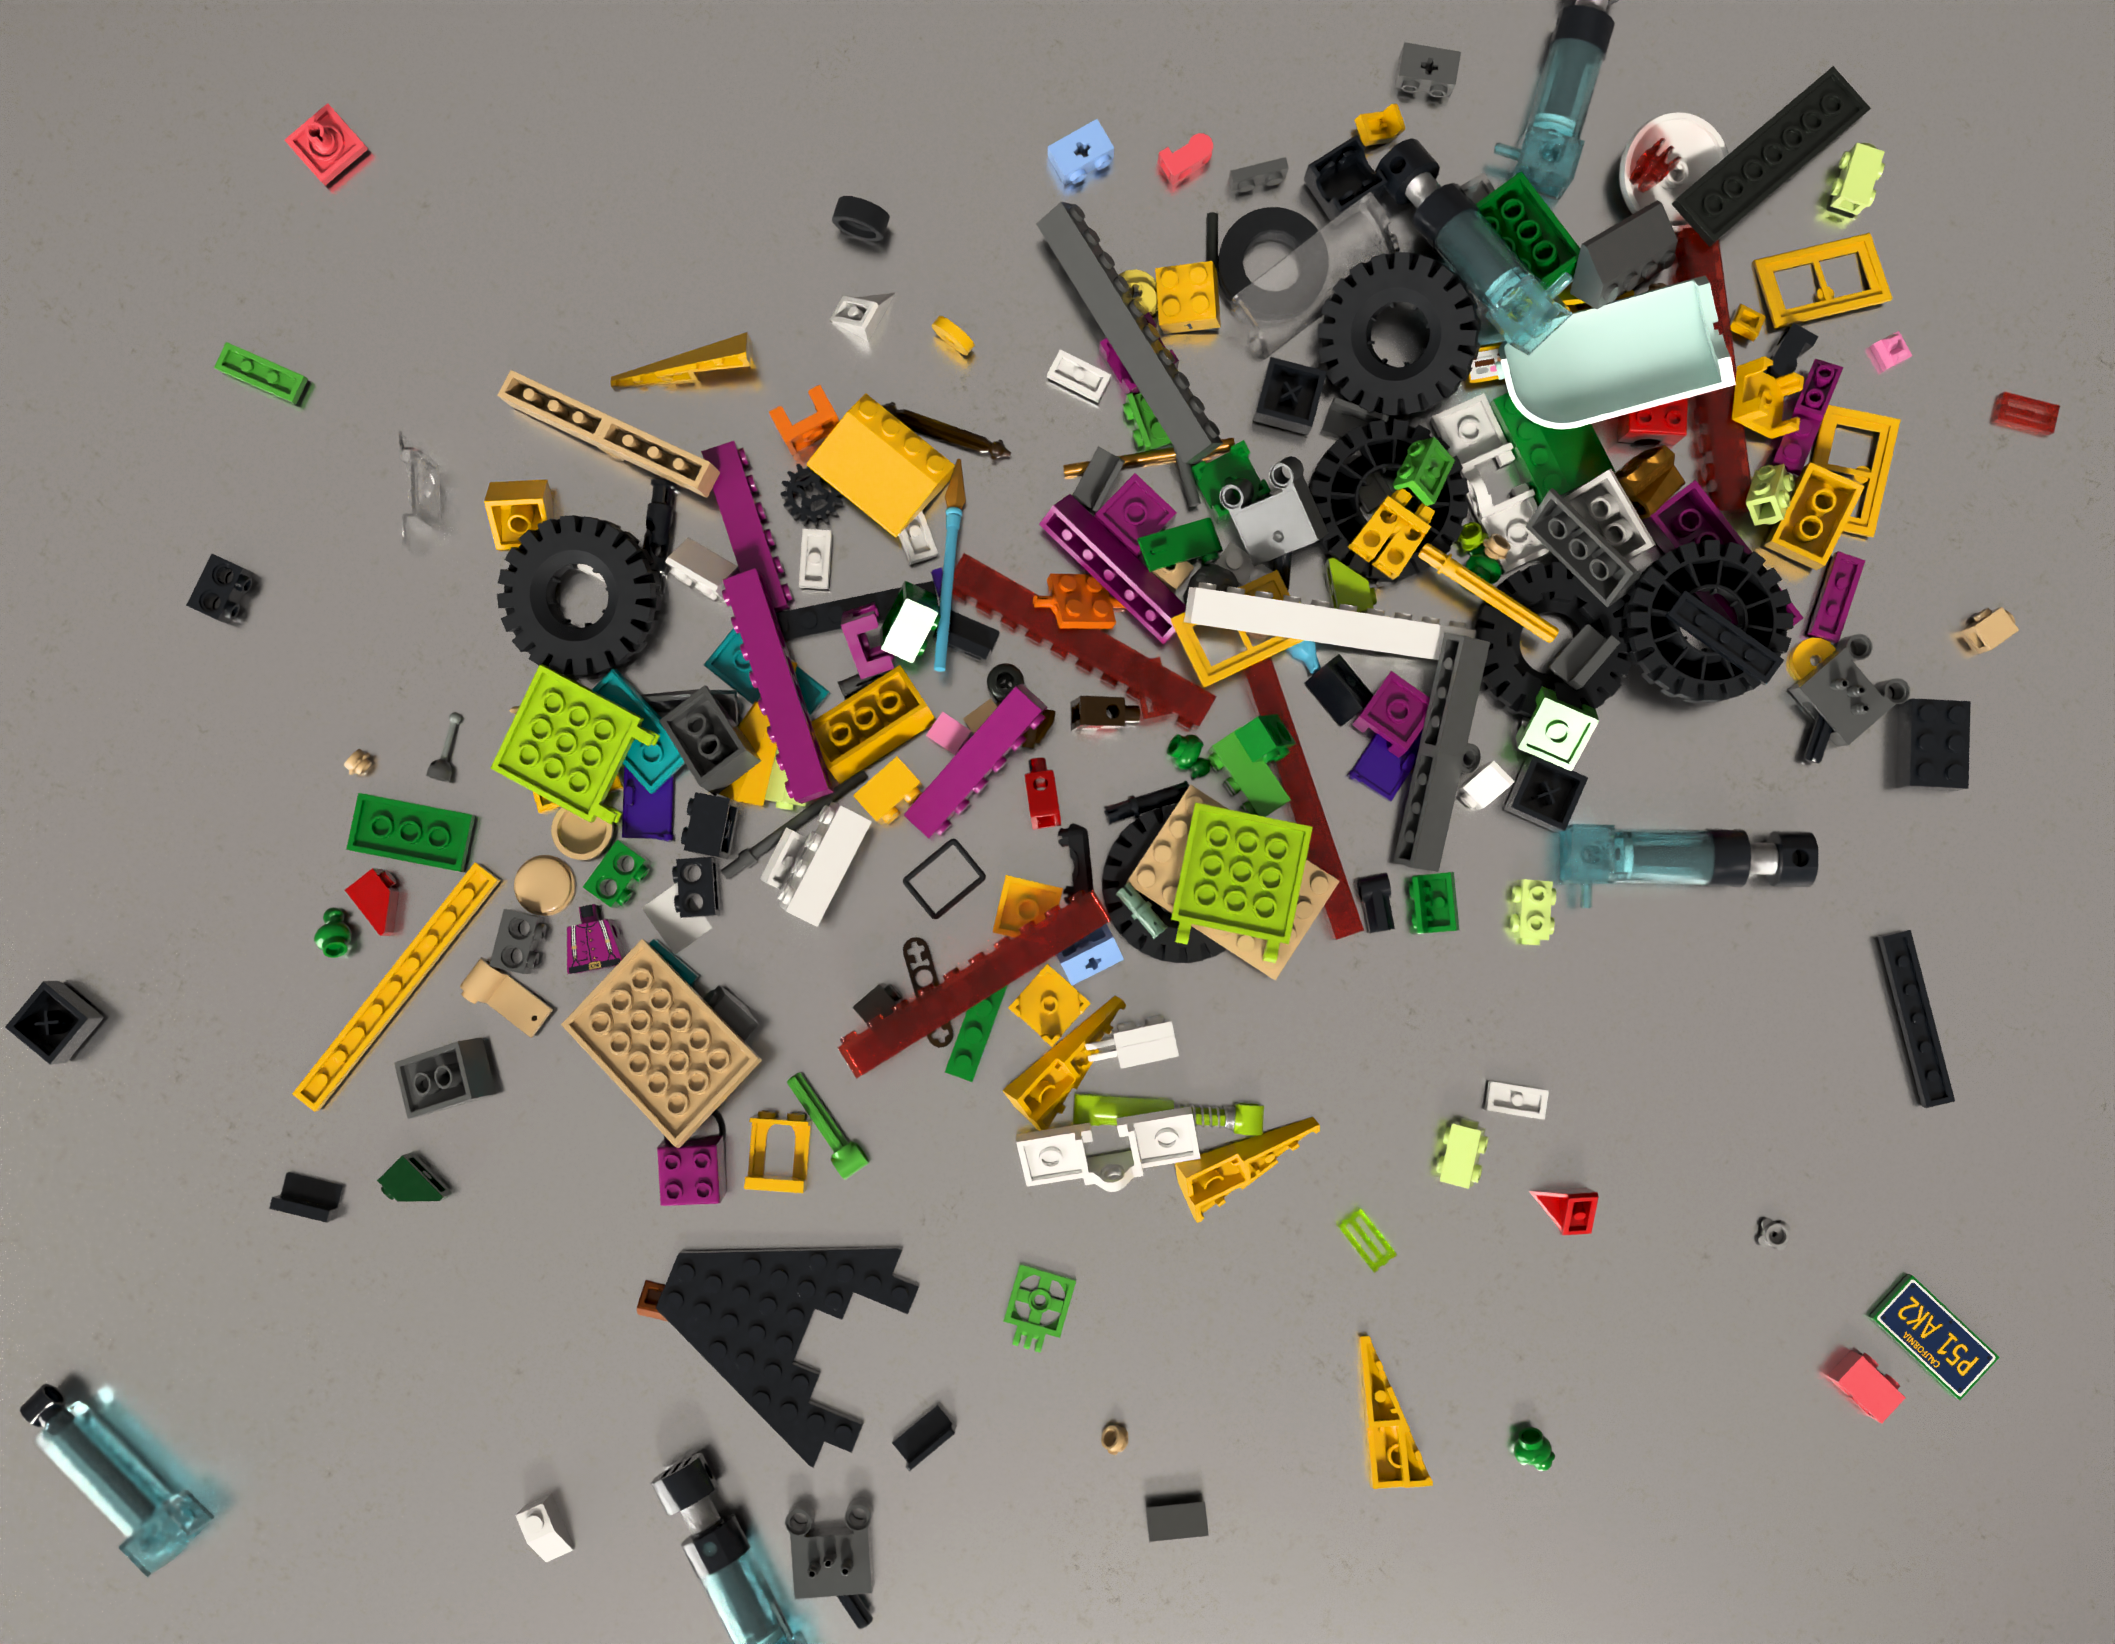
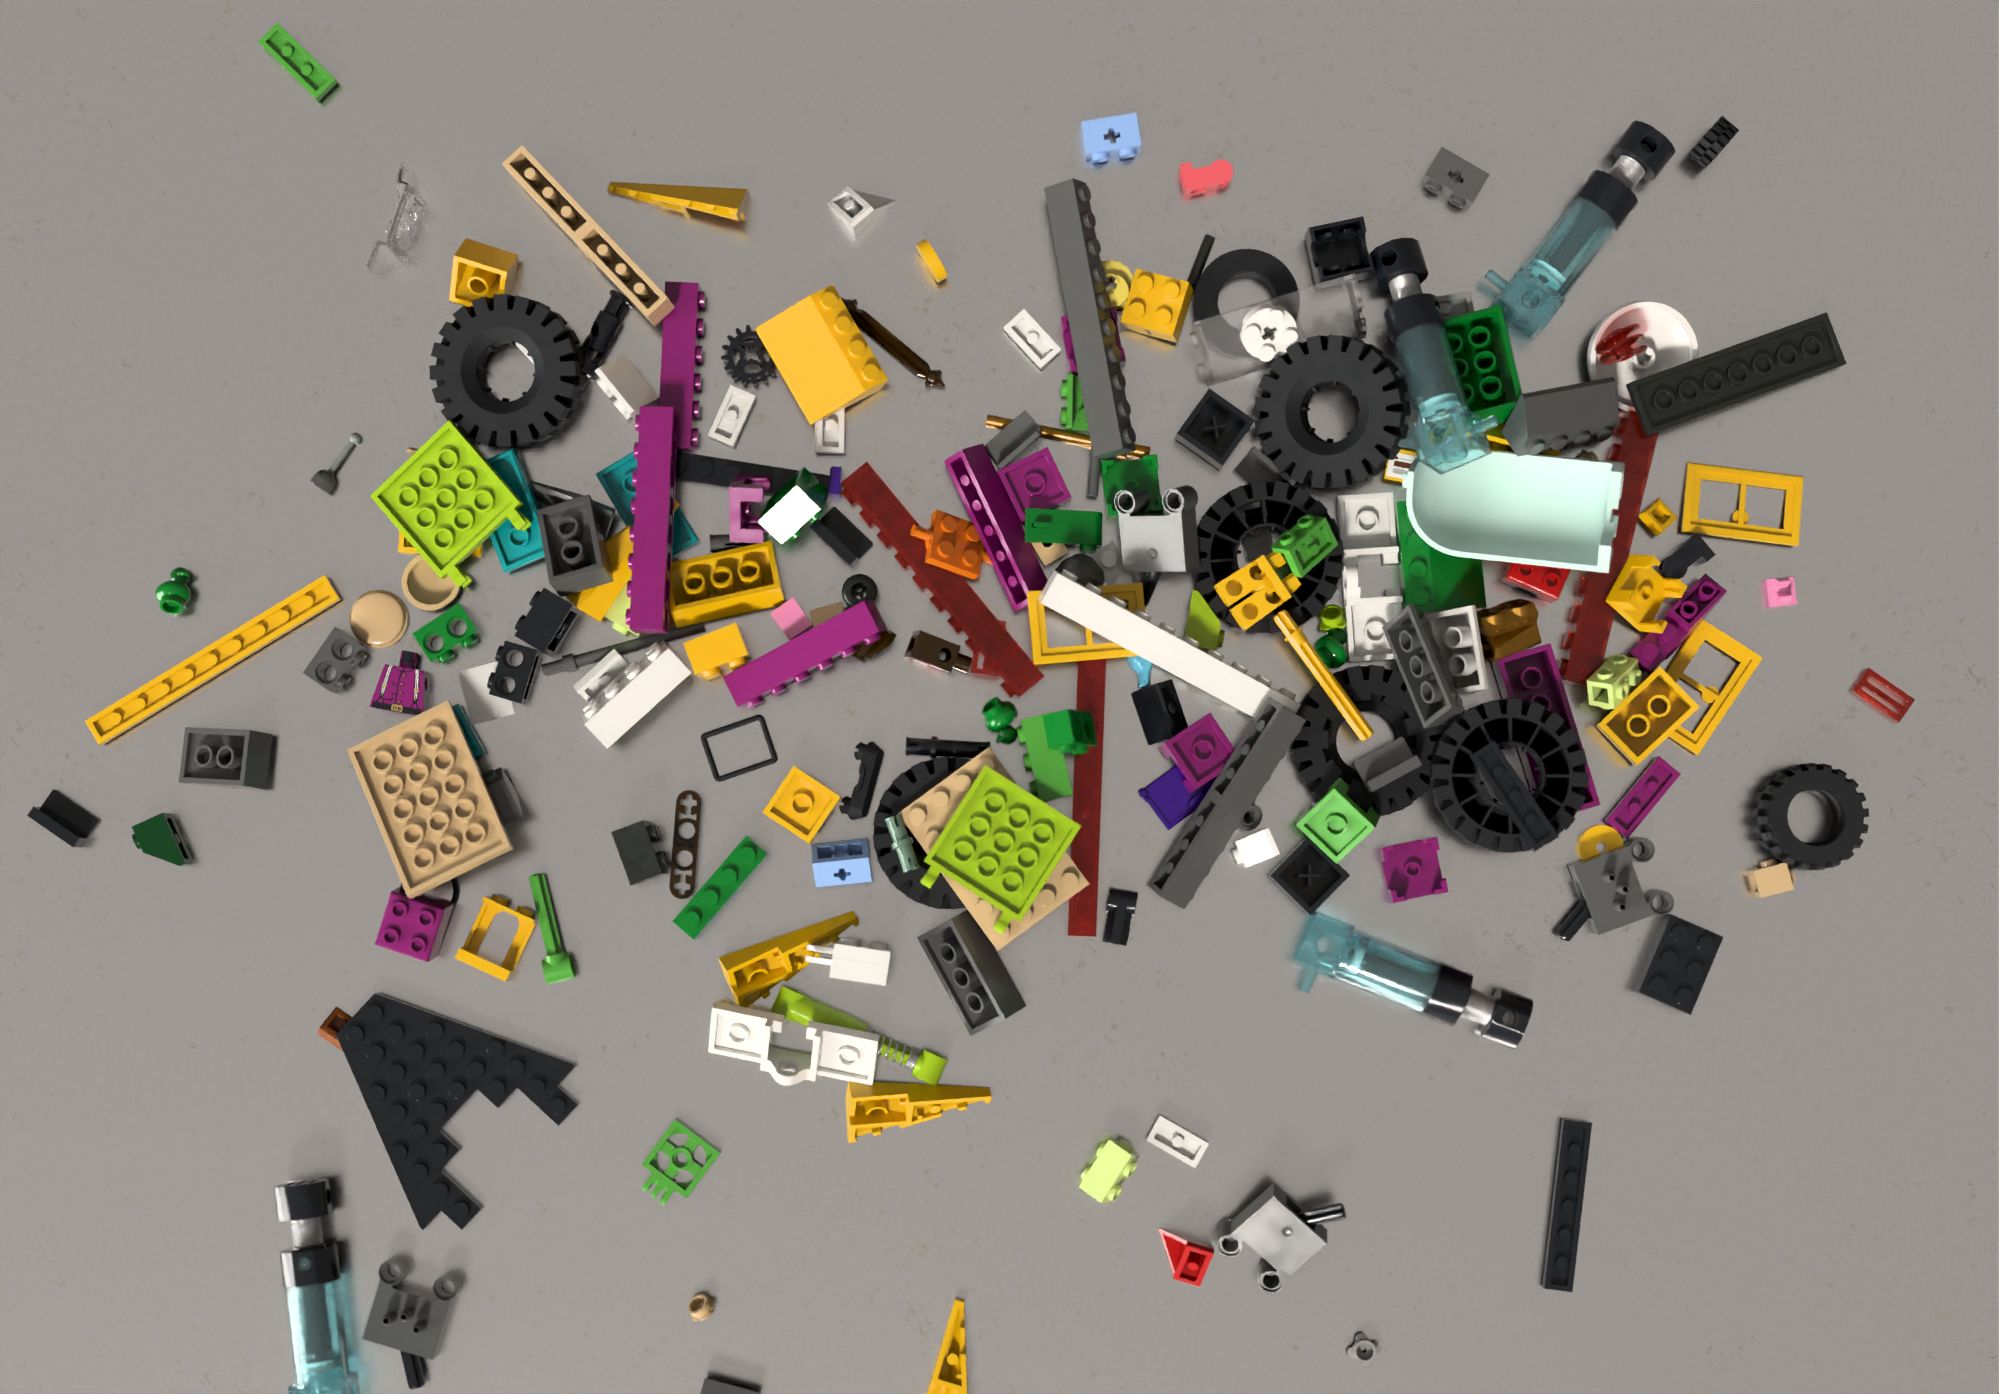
camera: 20 degrees right, 0 degrees up
(213, 585) = (184, 237): black brick -> none
(358, 762) = (254, 446): tan plate -> none
(376, 899) = (224, 575): red slope -> none
(410, 832) = (277, 526): green plate -> none
(505, 996) = (306, 705): tan door -> none
(544, 1528) = (164, 1193): white slope -> none
(650, 813) = (497, 589): dark purple door -> none
(809, 430) = (771, 297): orange panel -> none
(860, 218) = (888, 123): black tyre -> none
(925, 1436) = (532, 1239): black panel -> none
(955, 500) = (877, 410): medium azure piece -> none
(973, 984) = (727, 852): clear red brick -> none
(1042, 803) = (851, 715): red torso -> none
(1049, 1005) = (790, 897): yellow panel -> none
(1248, 177) = (1274, 218): dark grey plate -> none
(1254, 1011) = (971, 972): none -> dark grey slope
(1293, 280) = (1268, 316): none -> white plate
(1380, 126) = (1391, 213): yellow bracket -> none
(1382, 1259) = (1002, 1239): clear neon green tile -> none
(1434, 903) = (1170, 936): green bracket -> none
(1496, 547) = (1349, 636): tan plate -> none
(1533, 910) = (1254, 982): yellowish green brick -> none
(1642, 750) = (1412, 870): none -> magenta panel
(1652, 1151) = (1278, 1233): none -> piece
(1859, 171) = (1814, 416): yellowish green brick -> none
(2042, 543) = (1846, 809): none -> black tyre

